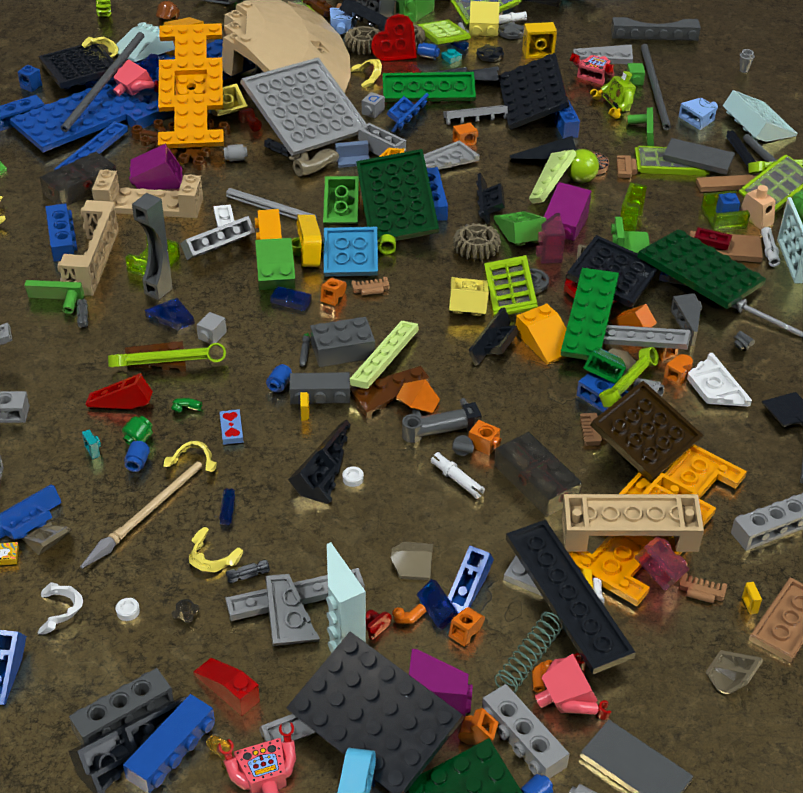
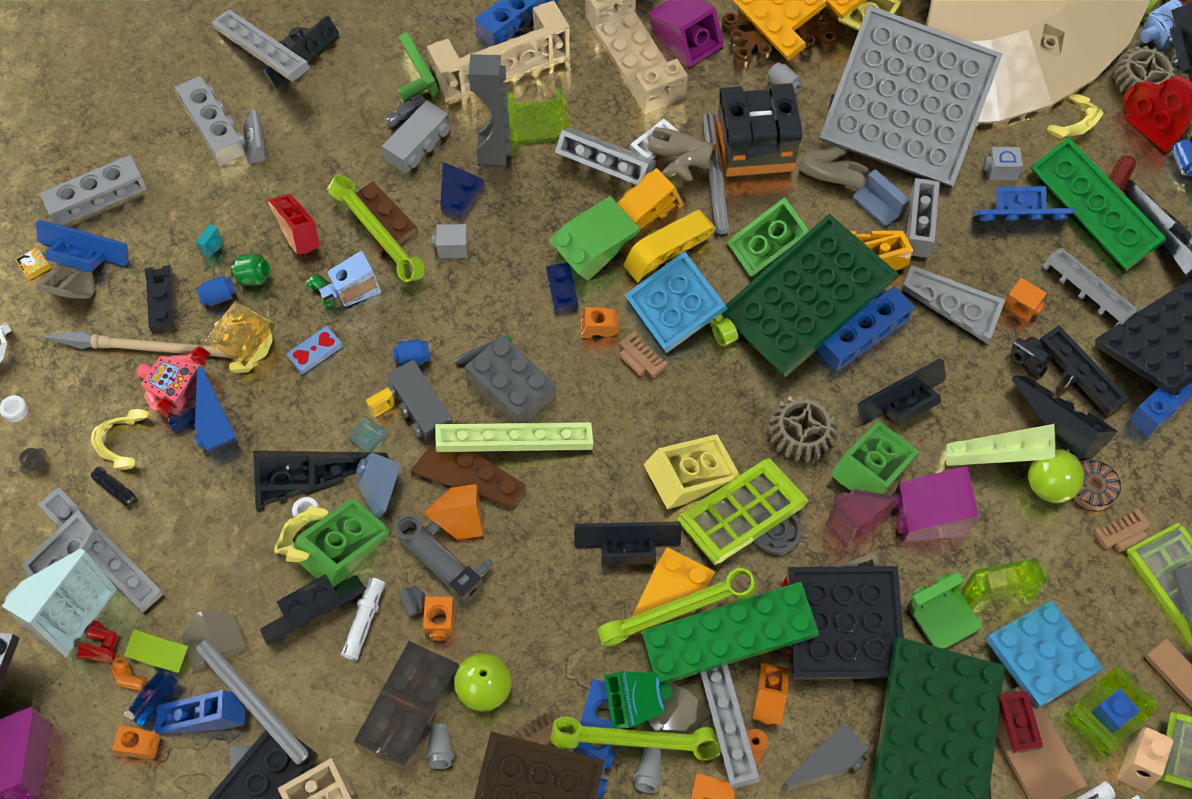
camera: 60 degrees right, 20 degrees up
(35, 390) = (254, 138): none -> light grey slope
(110, 491) = (160, 299): none -> black plate
(112, 313) = (416, 137): none -> light grey brick
(189, 450) = (240, 333): none -> clear yellow plate
(192, 503) = (171, 381): none -> torso
(200, 388) = (351, 281): none -> light blue torso
(241, 488) = (210, 418): none -> blue slope
(256, 199) = (688, 148): none -> dark tan piece
(268, 166) = (758, 130): none -> black piece
(320, 424) = (368, 434): none -> clear light blue slope
(360, 483) = (285, 543): none -> light yellow helmet
(366, 428) = (377, 481): none -> sand blue slope
(395, 466) = (341, 541): none -> bright green slope
(402, 588) = (156, 650): none -> lime slope
(431, 496) = (308, 604): none -> black bracket
(485, 537) = (252, 702): none -> light grey axle
(501, 147) = (1031, 354): none -> black plate
(523, 136) = (1082, 370): none -> black plate
(548, 427) = (482, 682): none -> lime piece
(559, 326) = (619, 630): none -> lime piece
(579, 470) = (439, 748): none -> light grey cone
(676, 215) = (1044, 654): none -> dark azure plate

